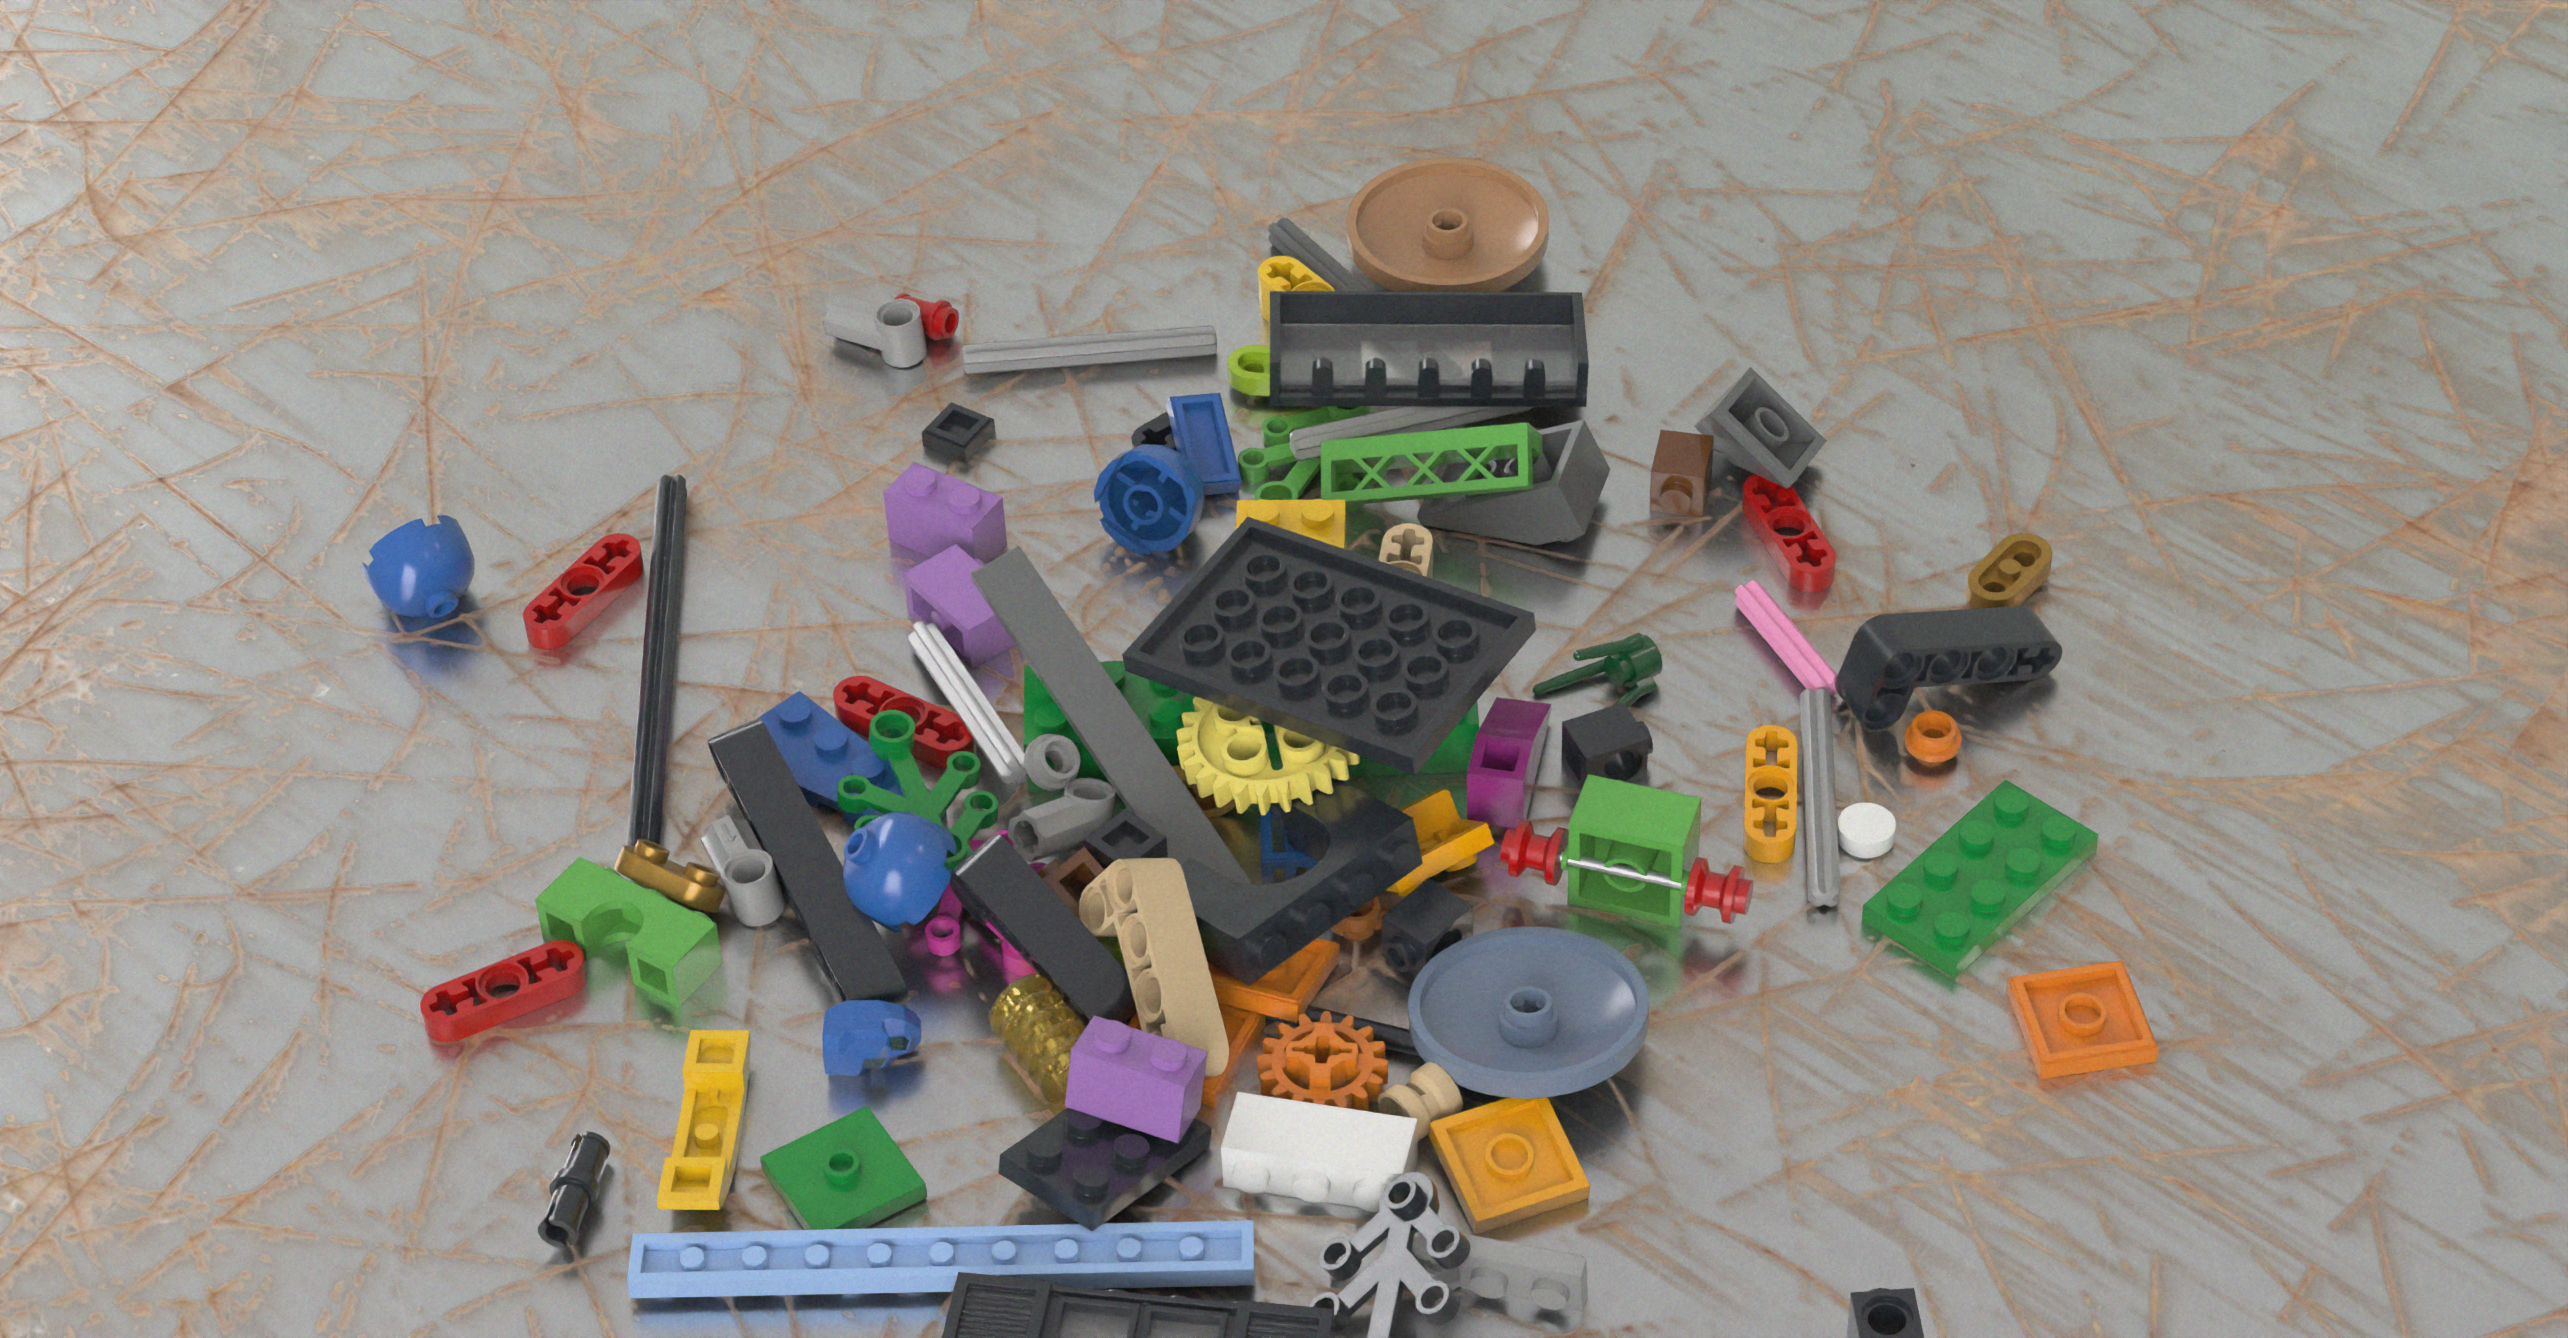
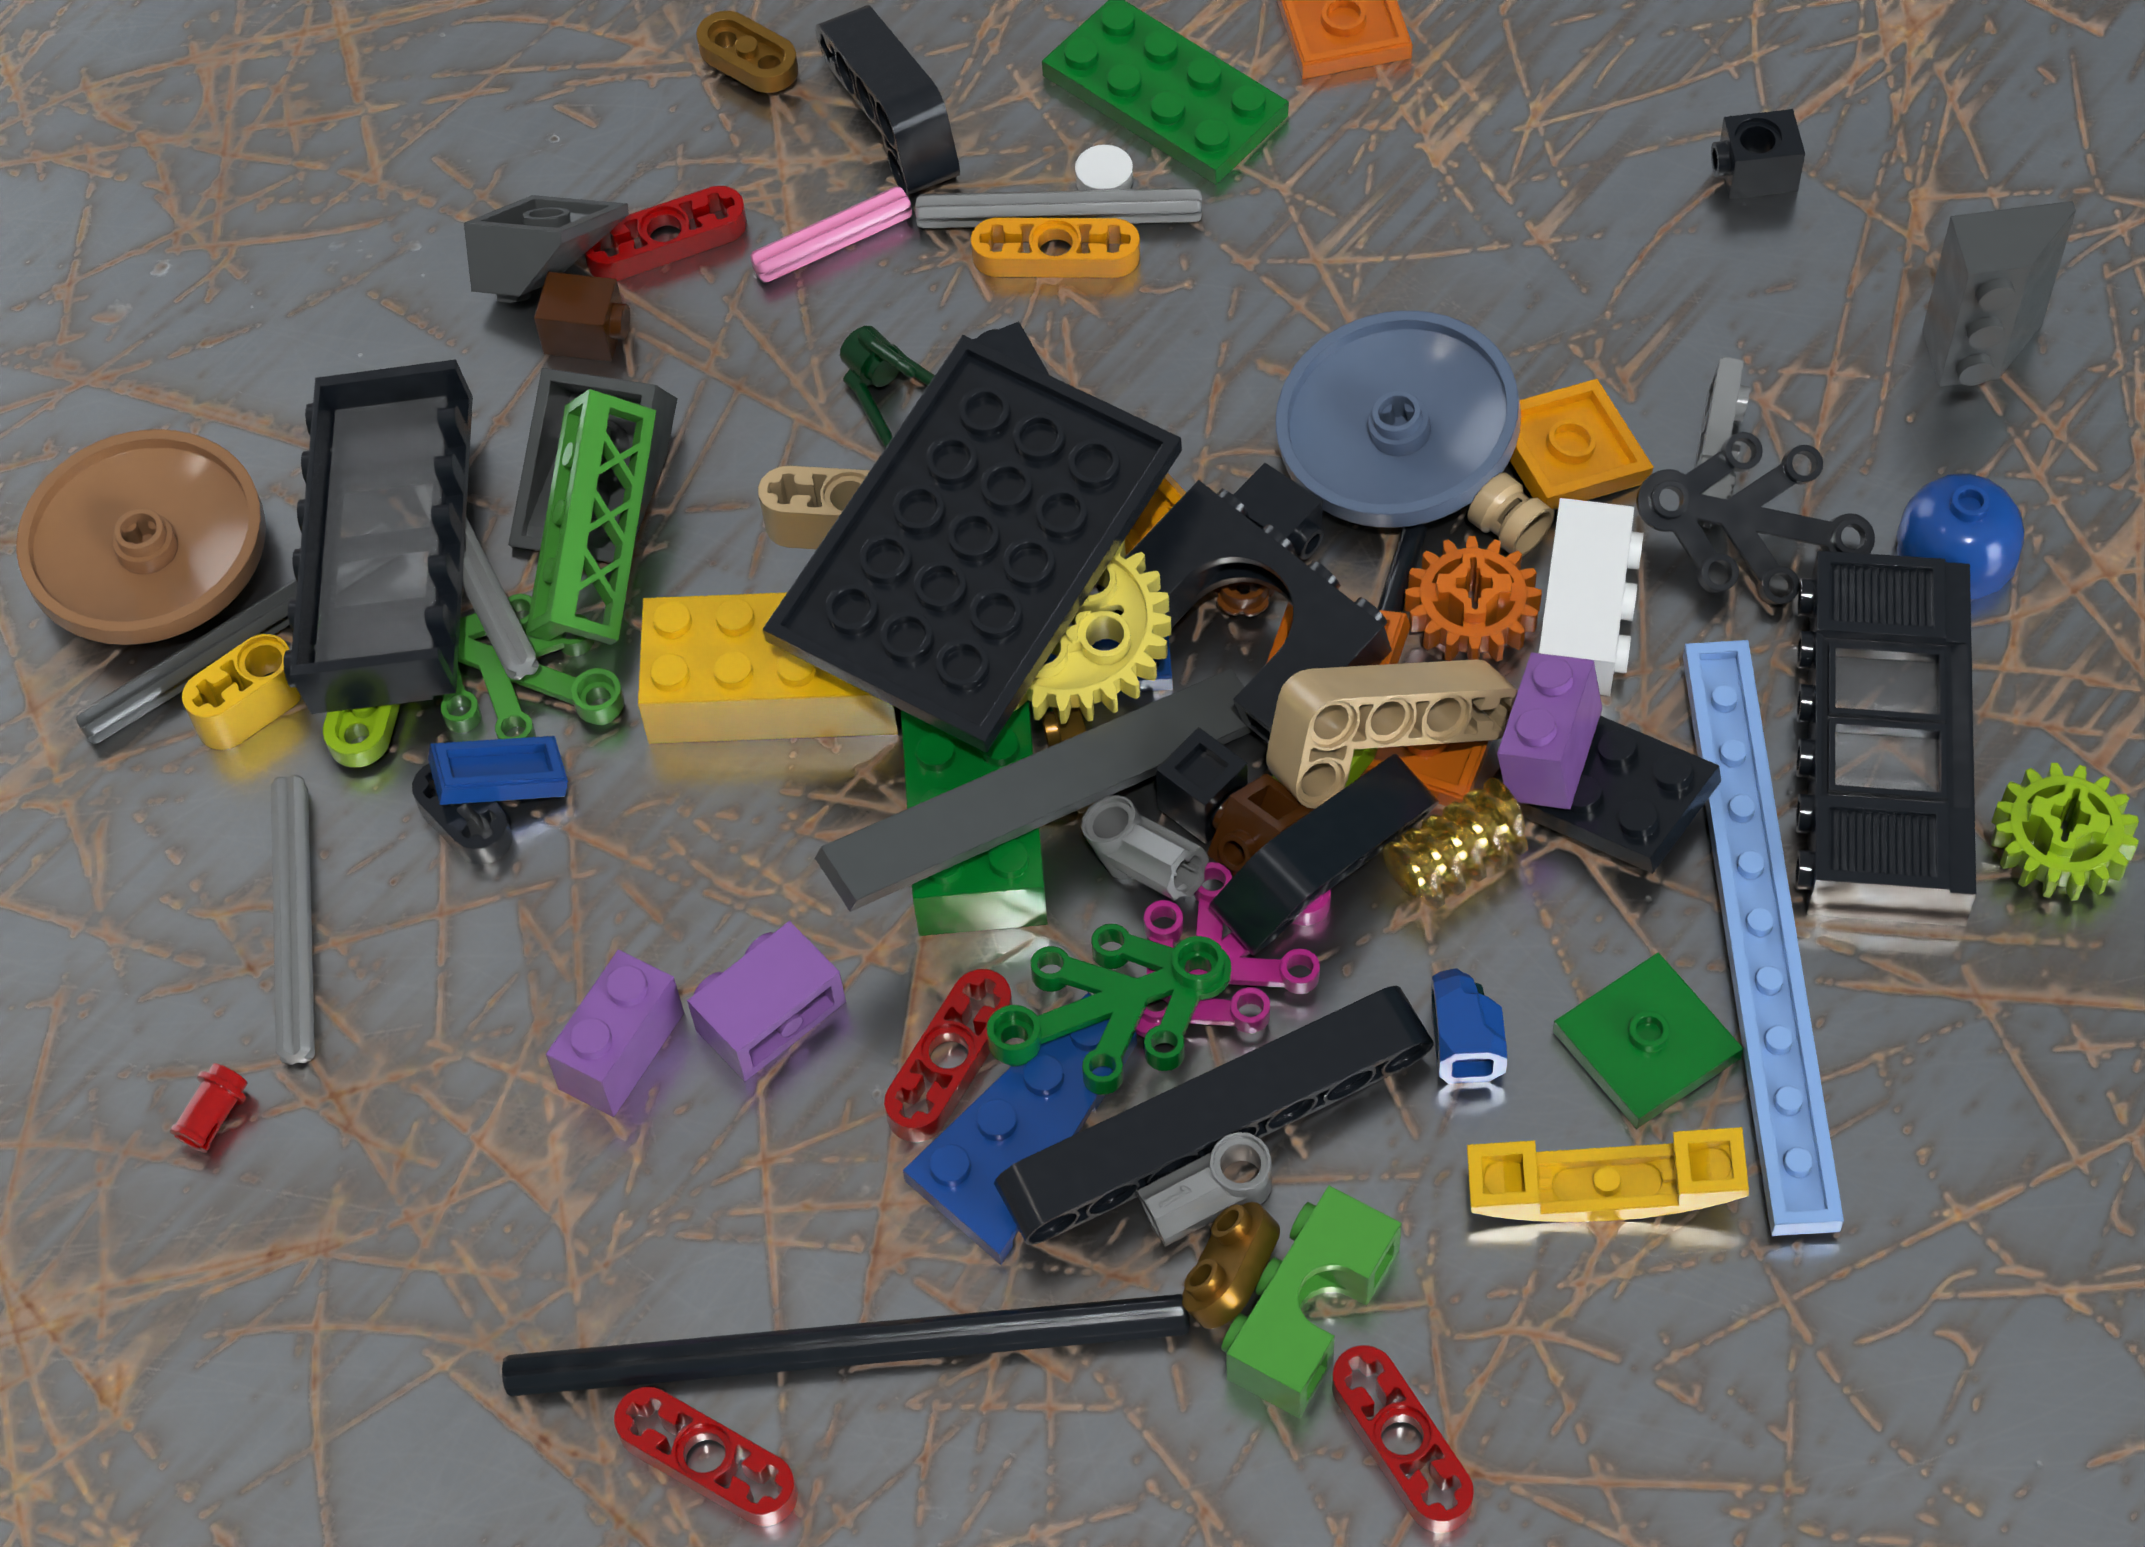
camera: 90 degrees left, 15 degrees up
(574, 1189) = (1705, 1305): black pin -> none
(890, 327) = (229, 1159): light grey piece -> none
(897, 867) = (1256, 984): blue cylinder -> none
(958, 432) = (429, 1052): black tile -> none
(969, 702) = (938, 973): axle -> none
(1062, 754) = (1073, 853): light grey plate -> none
(1150, 498) = (601, 807): blue cylinder -> none
(1630, 855) = (1184, 327): bright green brick -> none
(1933, 736) = (978, 117): orange plate -> none

